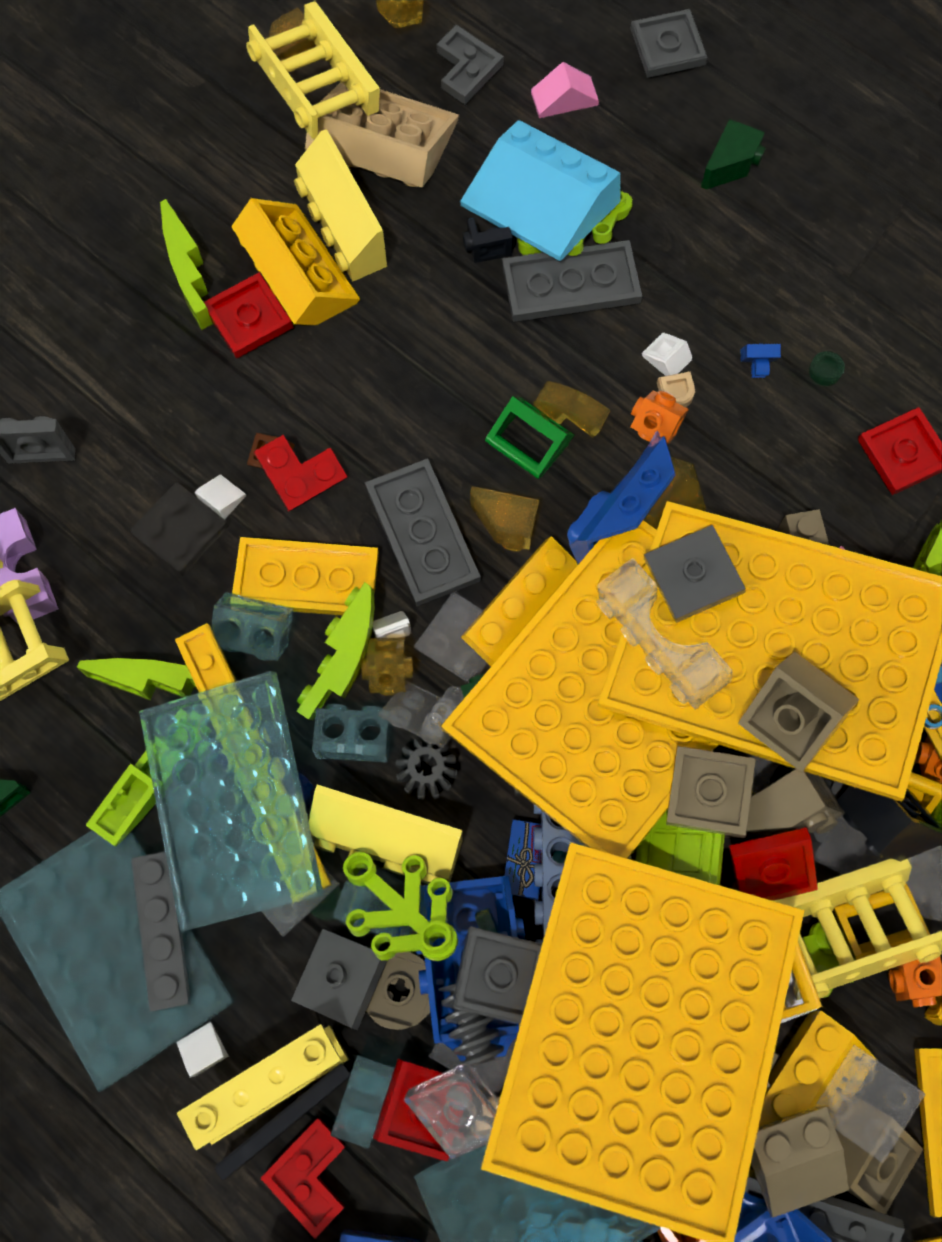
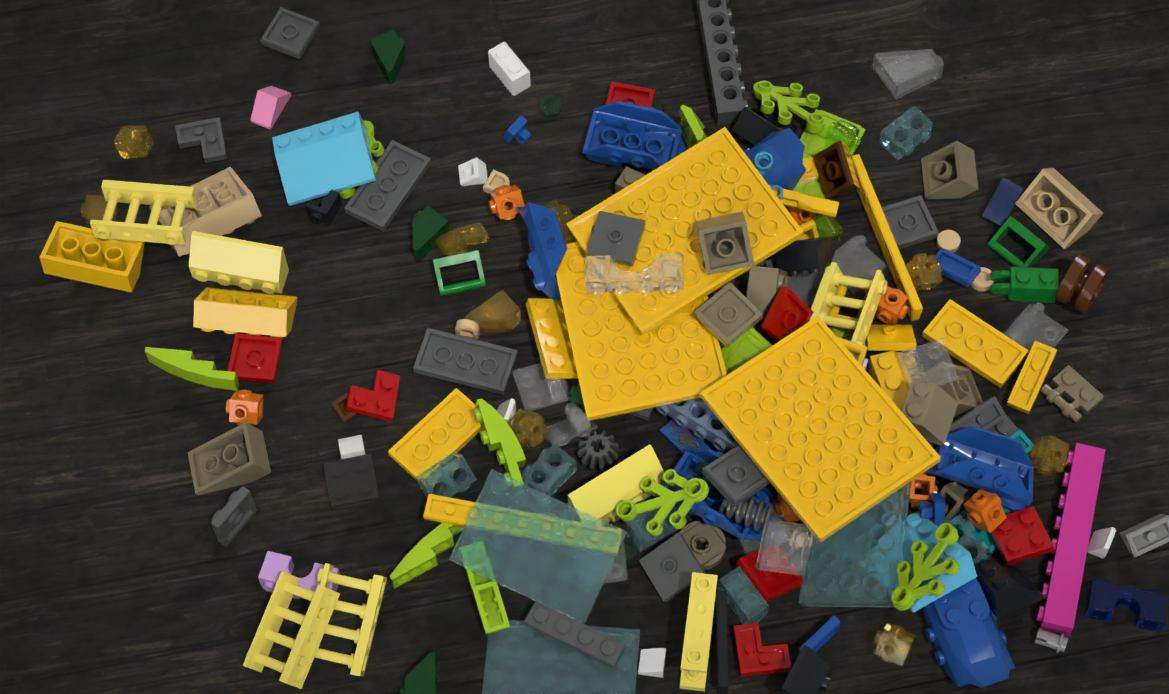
camera: 50 degrees left, 10 degrees down
(106, 386) = (229, 460): none -> dark tan slope
(176, 352) = (245, 407): none -> orange brick
(233, 81) = (79, 256): none -> yellow slope
(464, 502) = (467, 328): none -> tan tile
(547, 360) = (427, 227): none -> dark green slope
(831, 286) = (509, 68): none -> white brick
(868, 489) = (632, 136): none -> blue slope
(873, 1016) = (890, 338): none -> yellow plate

